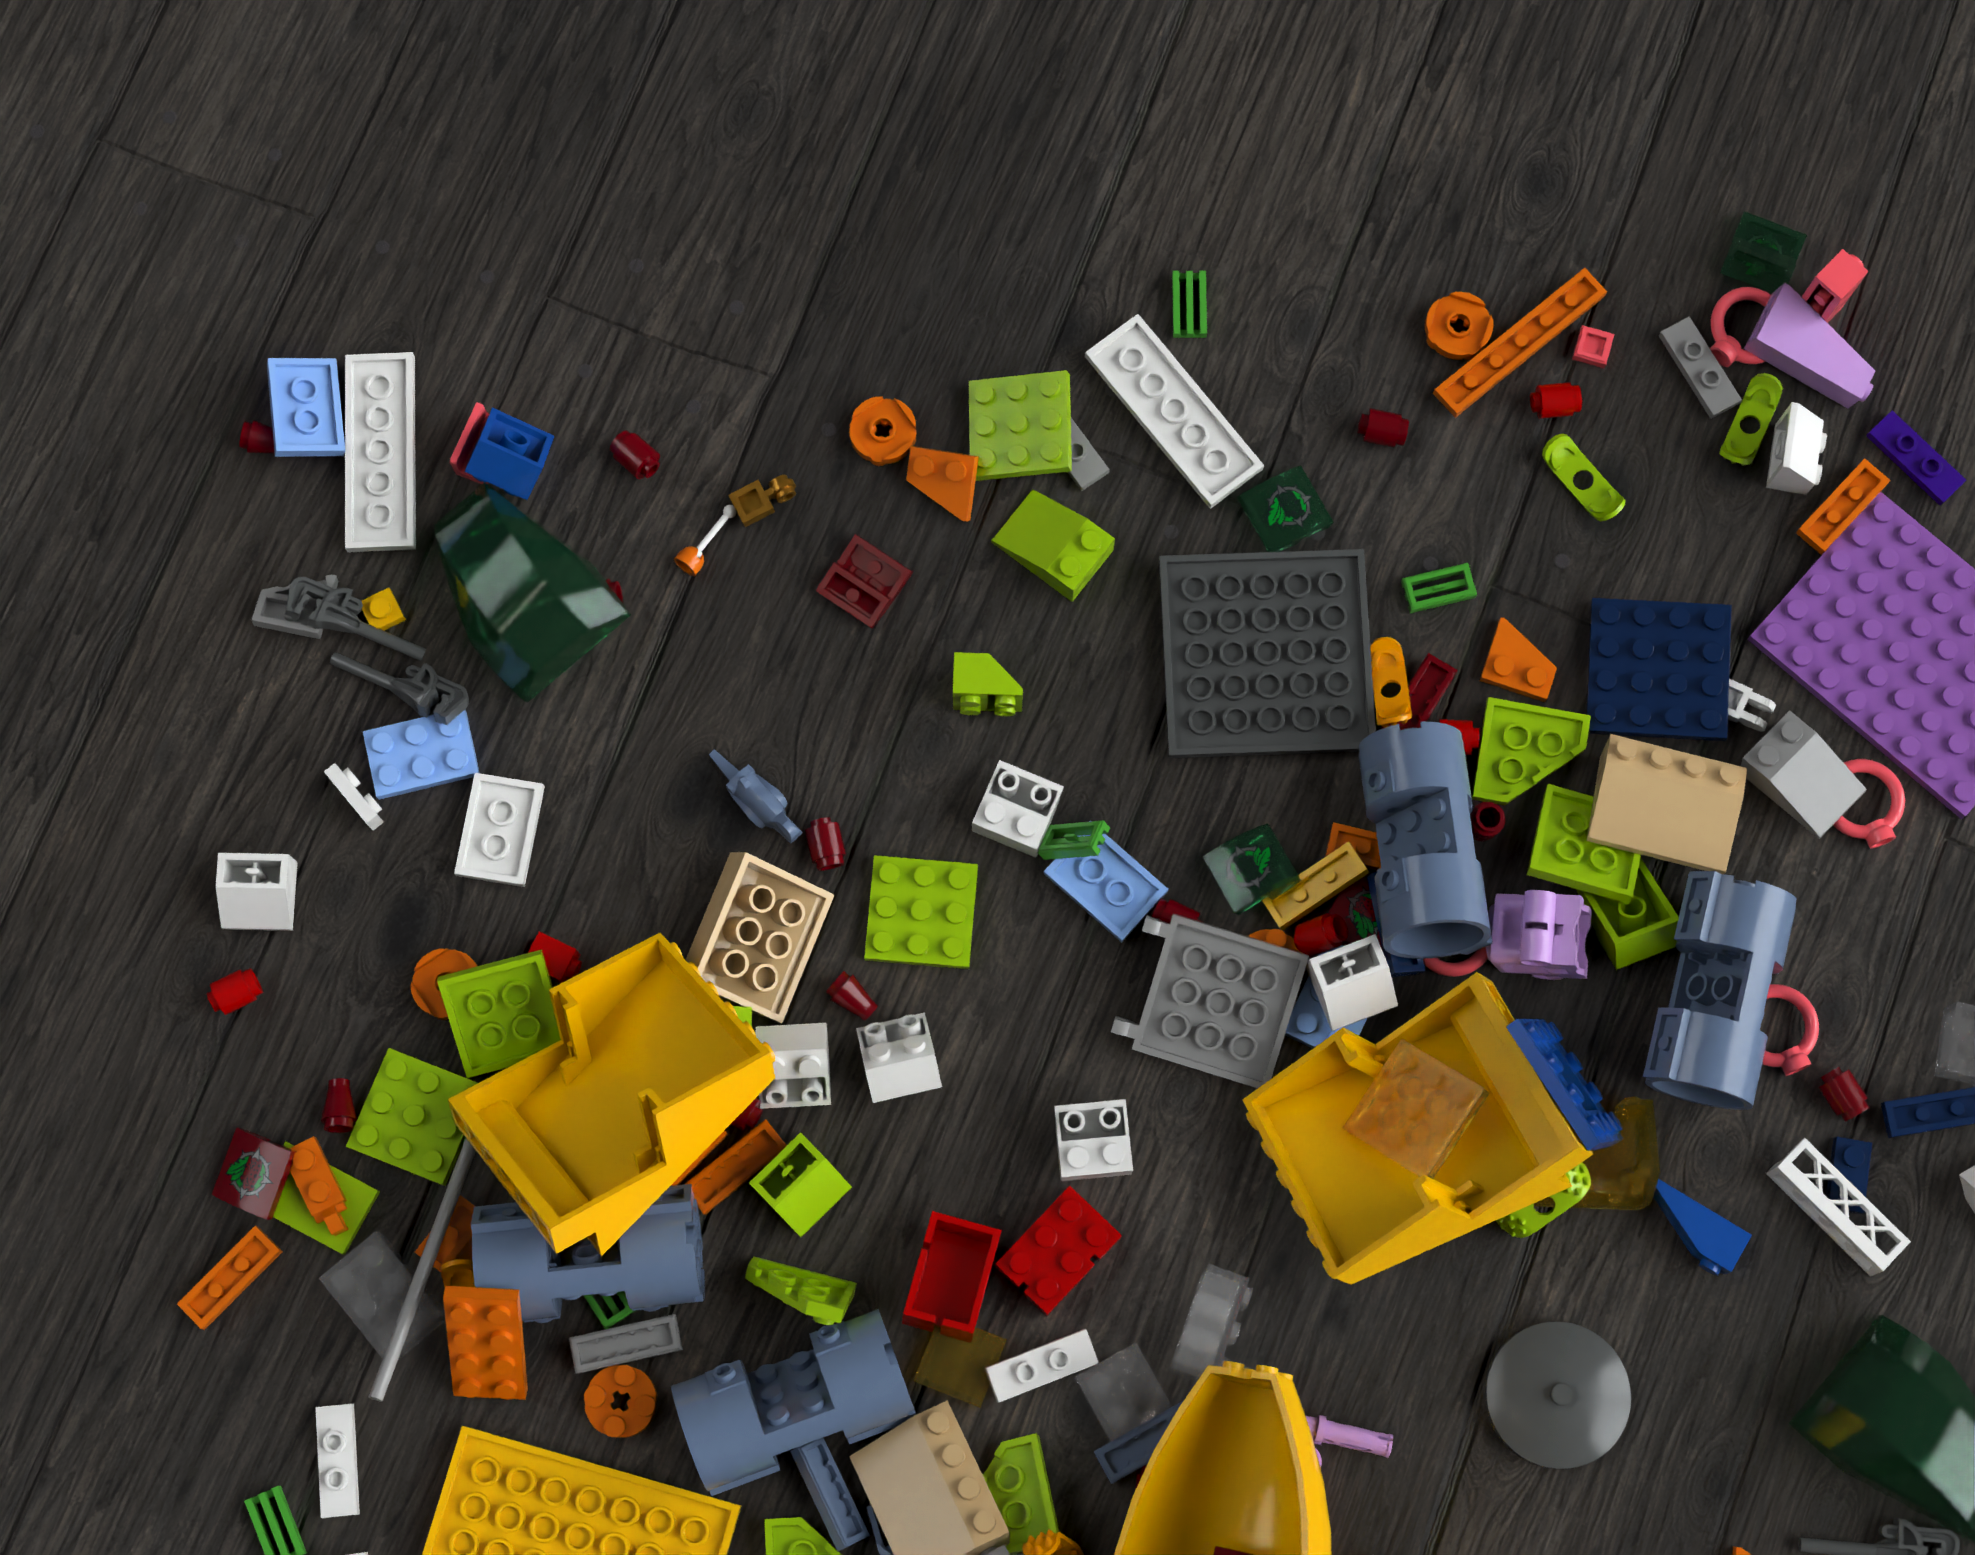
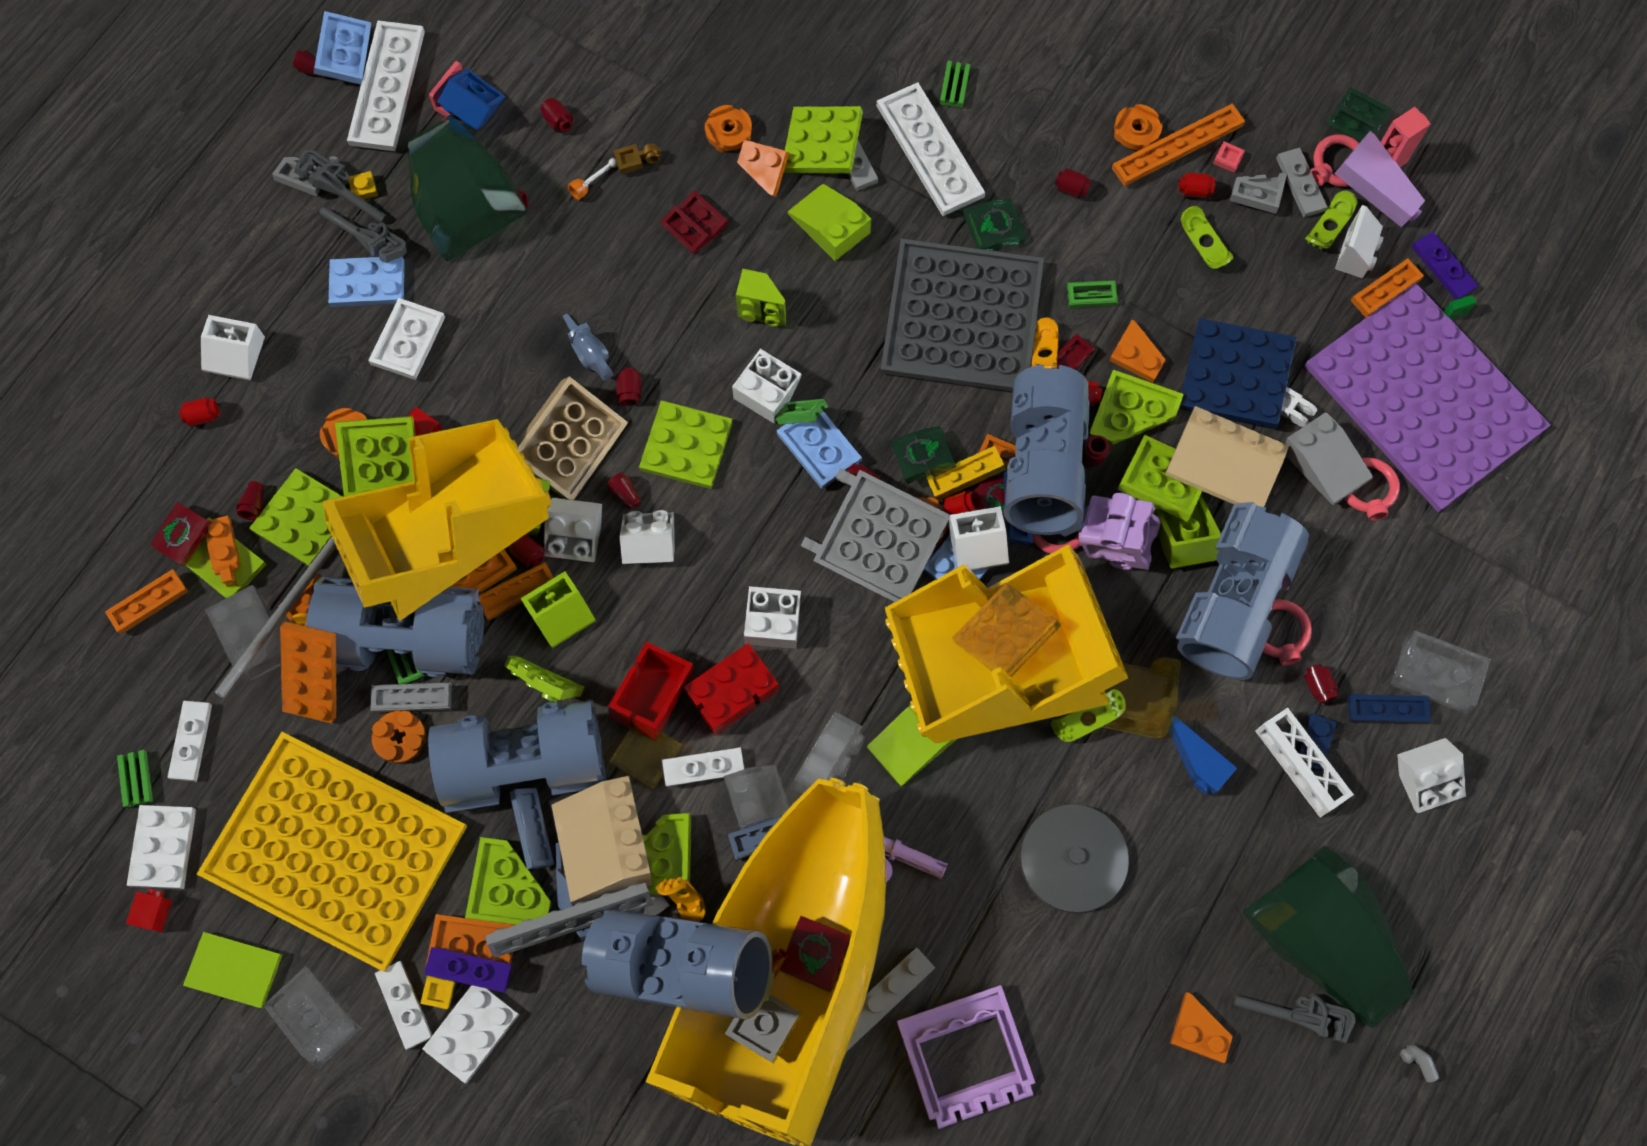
camera: 10 degrees right, 5 degrees down
(364, 806) = (318, 306): white plate -> none
(1302, 1289) = (903, 748): none -> lime slope
(1565, 1083) = (1119, 631): blue plate -> none
(1644, 393) = (1259, 191): none -> light grey wing
(1946, 517) = (1460, 307): none -> green tile

